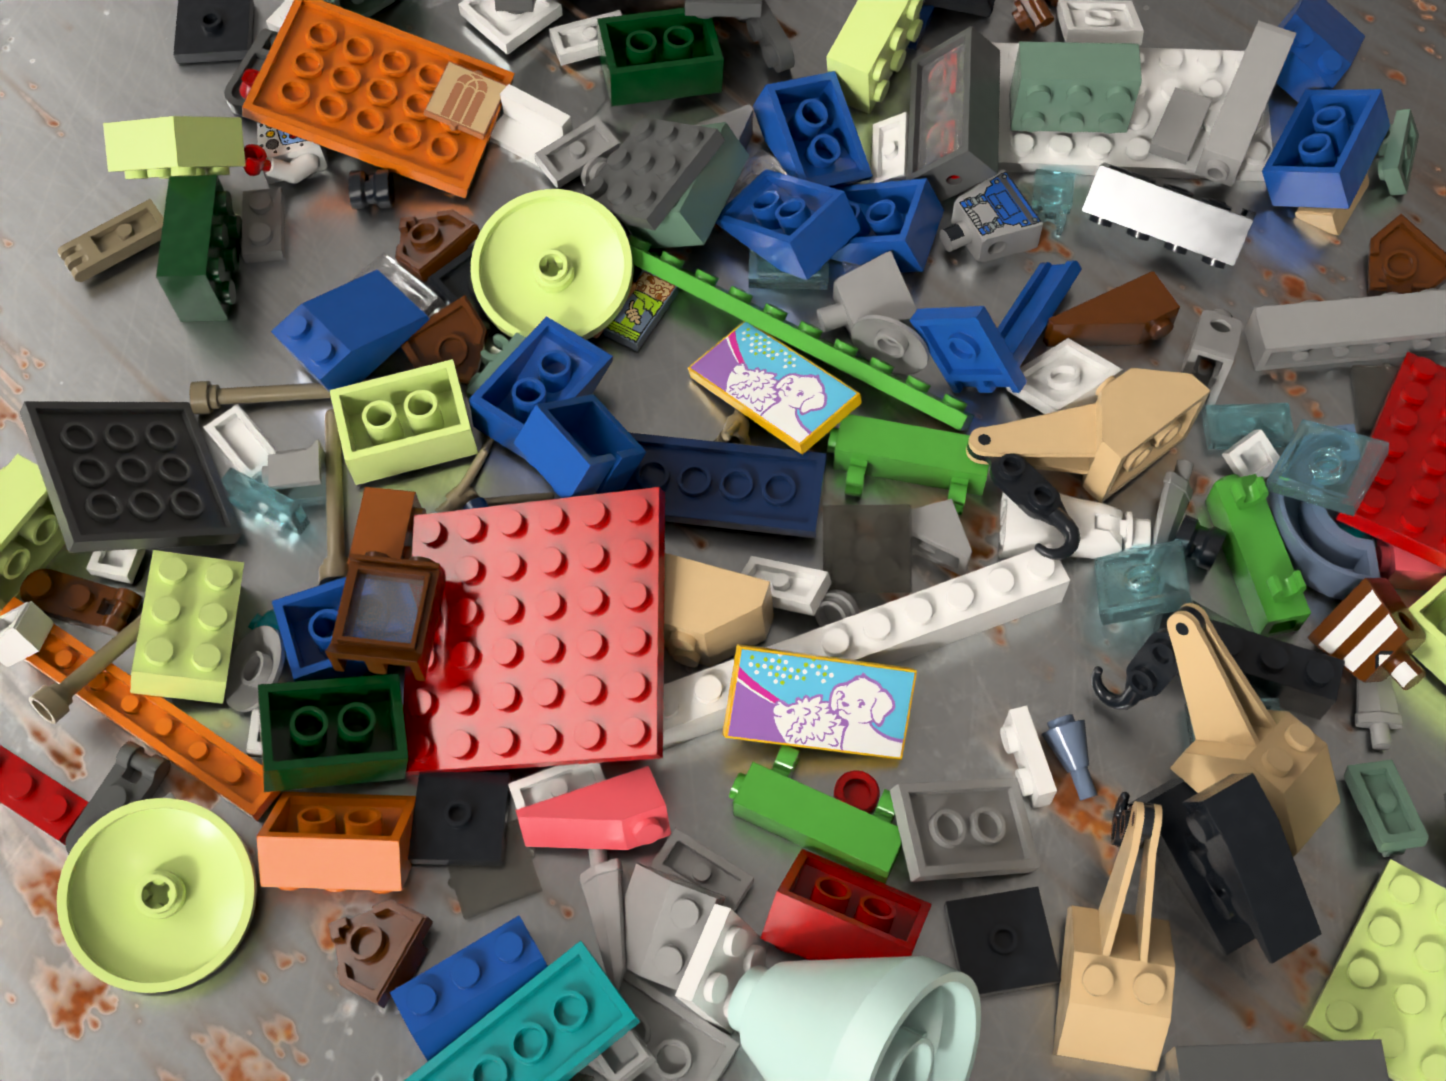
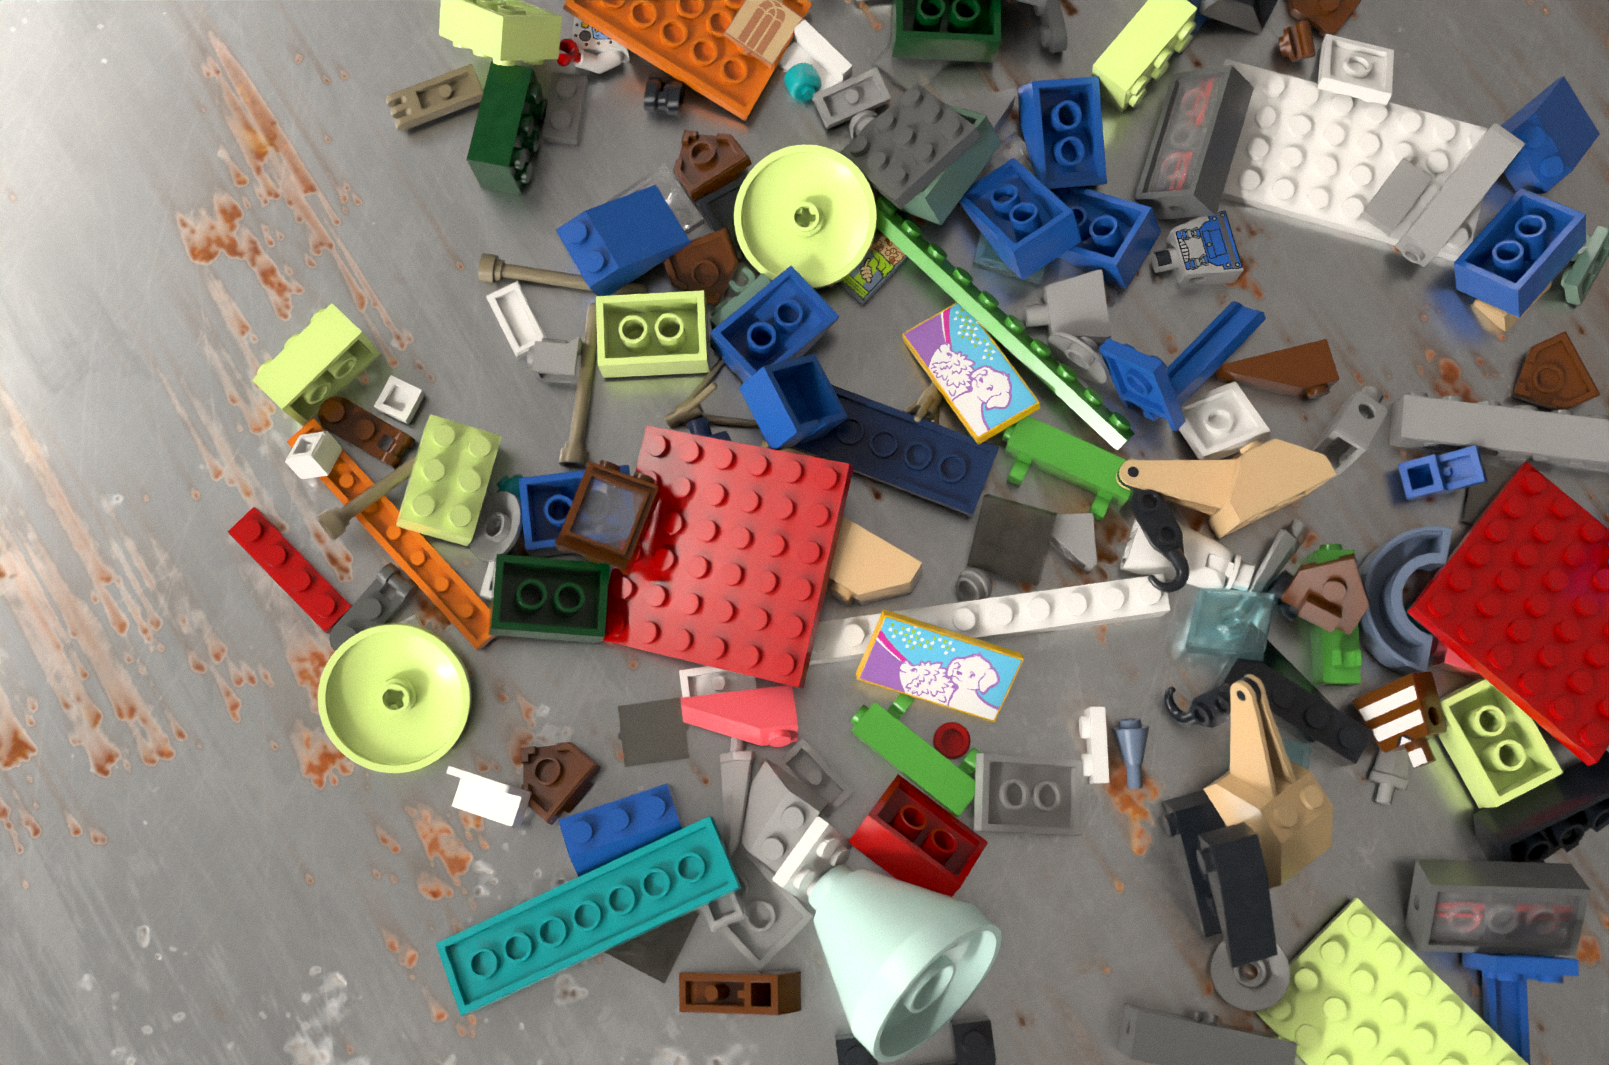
camera: 15 degrees right, 15 degrees up
(128, 475) = (419, 337): dark grey plate -> none
(275, 507) = (536, 390): clear light blue plate -> none
(297, 988) = (490, 798): none -> white panel
(337, 842) = (540, 684): orange slope -> none
(386, 522) = (620, 430): dark orange brick -> none
(460, 818) = (637, 687): black plate -> none
(519, 148) = (802, 81): none -> teal piece
(792, 586) = (938, 554): white plate -> none
(890, 149) = (1128, 162): white plate -> none
(1003, 941) = (1034, 886): black plate -> none
(1053, 196) = (1261, 238): clear light blue plate -> none
(1074, 87) = (1309, 144): sand green brick -> none
(1118, 964) = (1117, 927): tan slope -> none
(1168, 214) = (1360, 283): wedge -> none
(1231, 422) = (1366, 497): clear light blue plate -> none
(1244, 518) = (1329, 594): none -> reddish brown plate
(1252, 455) = (1359, 530): white plate -> none
(1311, 1005) = (1250, 994): none -> light grey dish
(1319, 383) = (1442, 473): none -> blue brick
(1328, 467) = (1414, 566): clear light blue plate -> none
(1385, 807) = (1368, 854): sand green plate -> none

